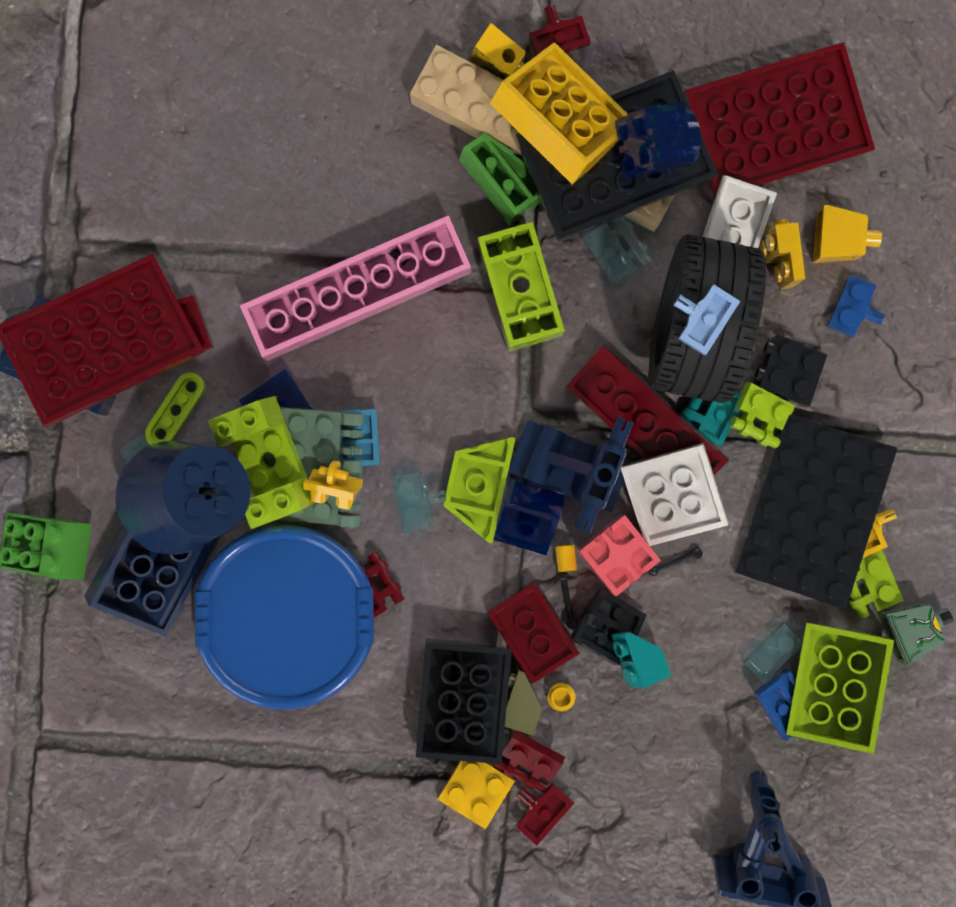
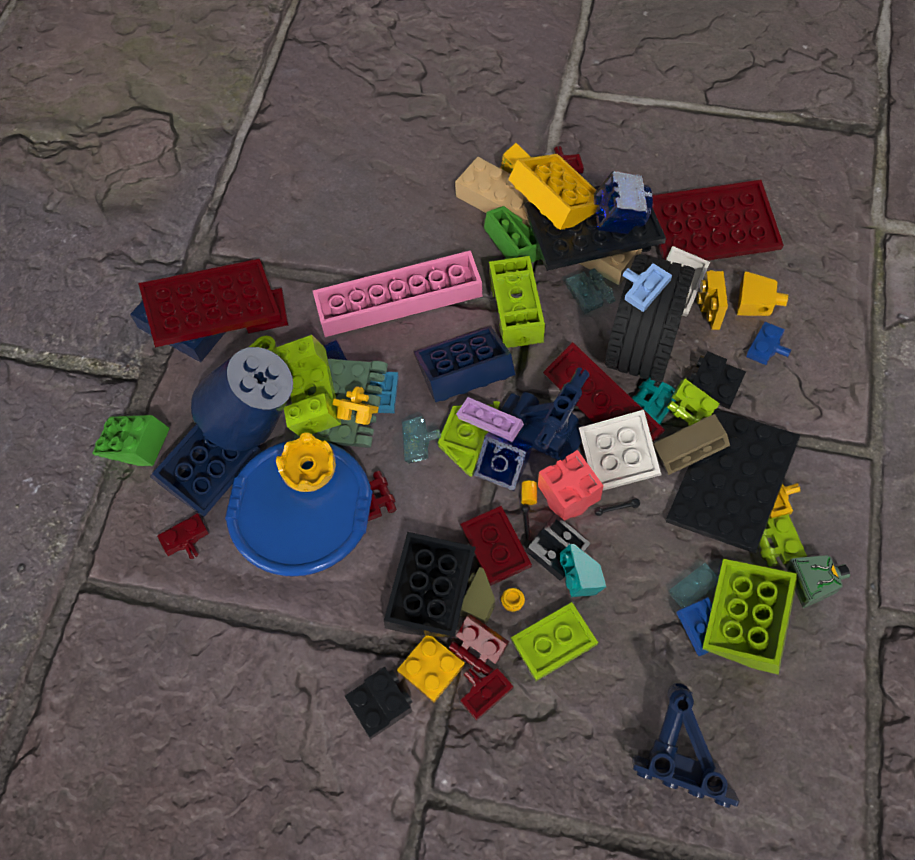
camera: 15 degrees right, 25 degrees down
(147, 666) = (183, 536): none -> dark red plate
(265, 577) = (303, 450): none -> yellow plate
(423, 837) = (379, 702): none -> black plate
(460, 382) = (464, 363): none -> dark blue slope
(507, 474) = (490, 419): none -> lavender plate
(614, 742) = (554, 641): none -> lime plate
(763, 475) = (691, 444): none -> dark tan brick

